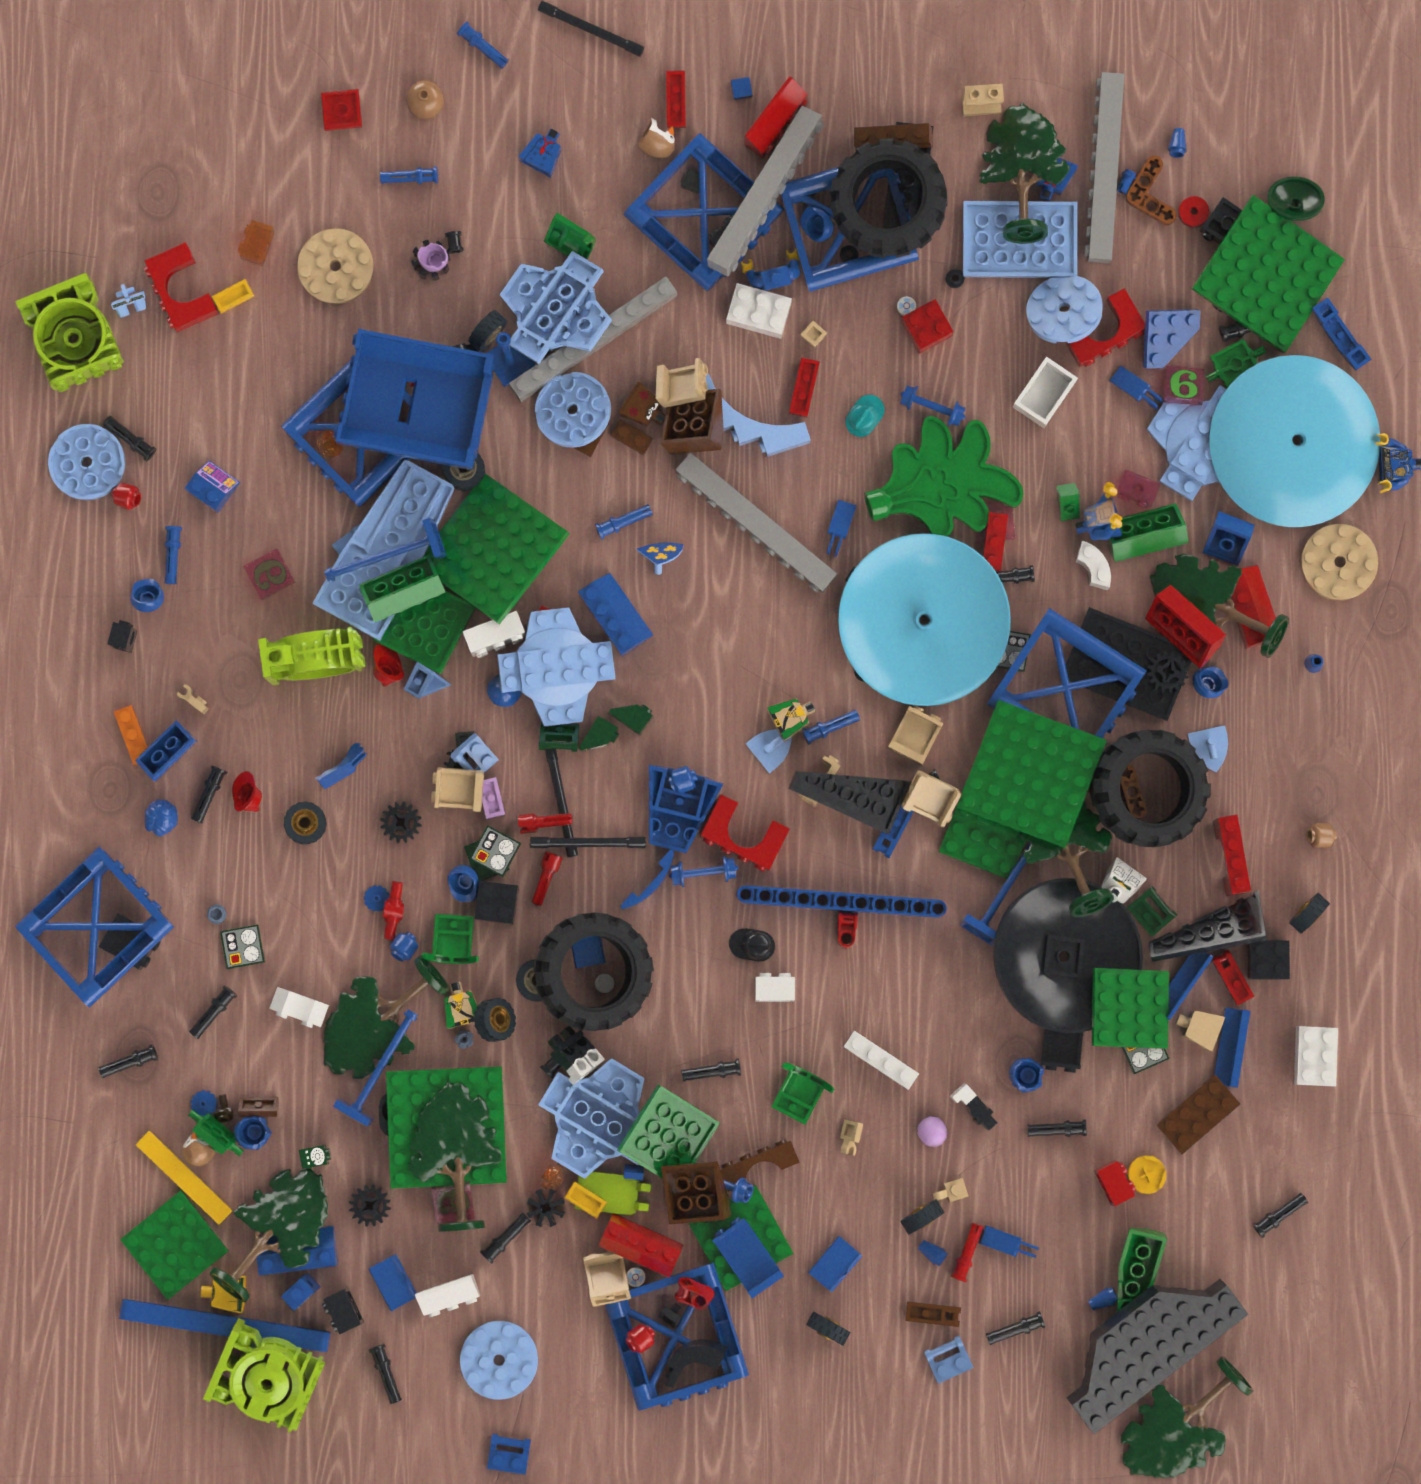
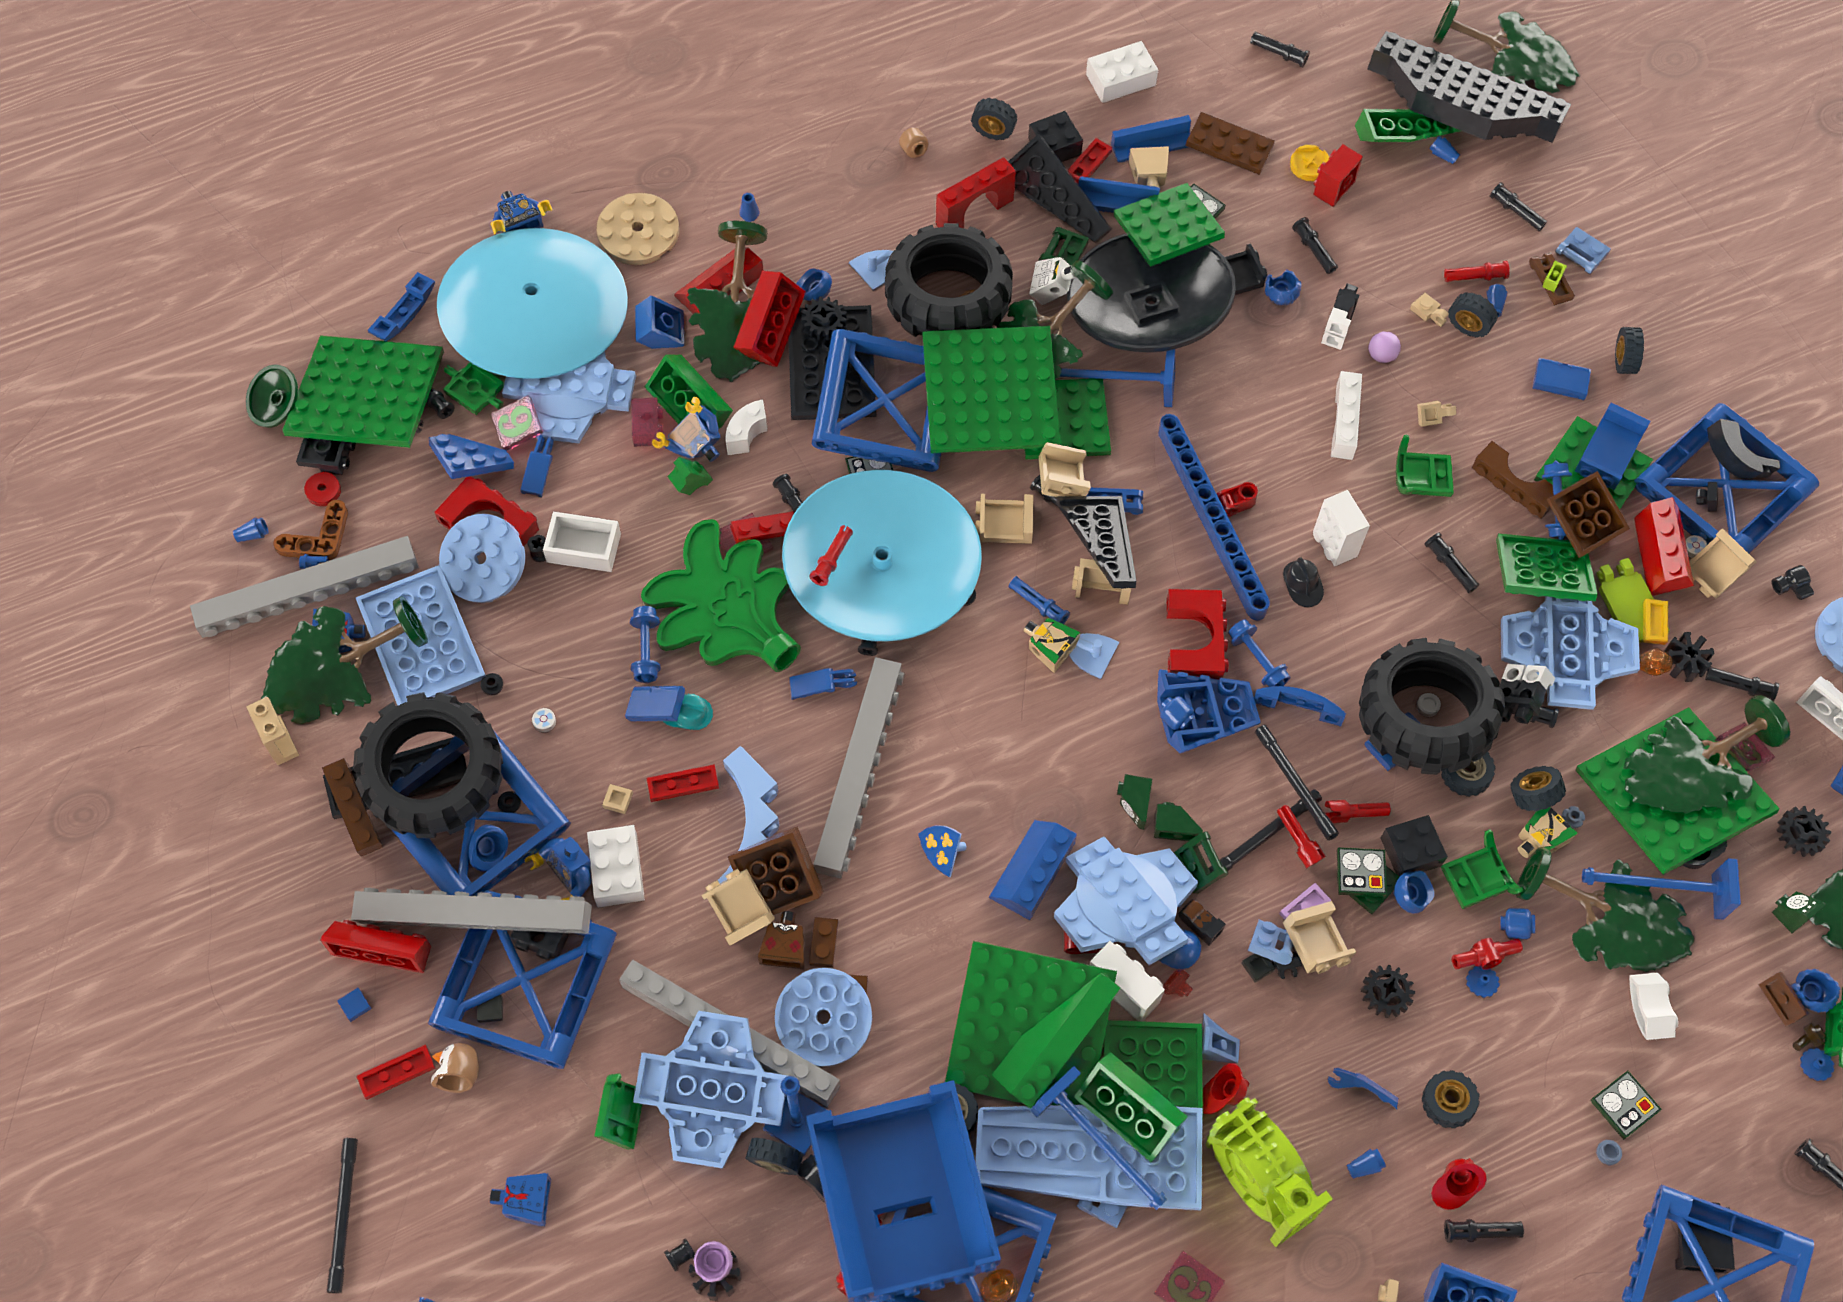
camera: 120 degrees left, 20 degrees down
(161, 817) = (1542, 1273): blue hair -> none
(218, 1004) = (1705, 1097): black pin -> none
(290, 739) = (1366, 1164): none -> blue cone
(471, 555) = (1052, 1041): none -> green wedge
(478, 673) = (1177, 983): none -> clear red tile
(516, 716) = (1201, 921): none -> black leg
(569, 1336) = (1795, 579): none -> black piece
(614, 524) = (932, 913): blue pin -> none
(633, 1172) = (1602, 589): blue tile -> none
(640, 1338) = (1755, 506): red head -> none
(694, 1293) = (1679, 473): red piece -> none
(877, 392) = (655, 703): none -> piece
(927, 326) = (558, 686): red brick -> none
(929, 1311) = (1554, 276): none -> lime piece
(930, 569) = (827, 562): none -> red pin
(1004, 1242) = (1446, 244): blue arm -> none
(1056, 352) = (536, 547): none -> black bush

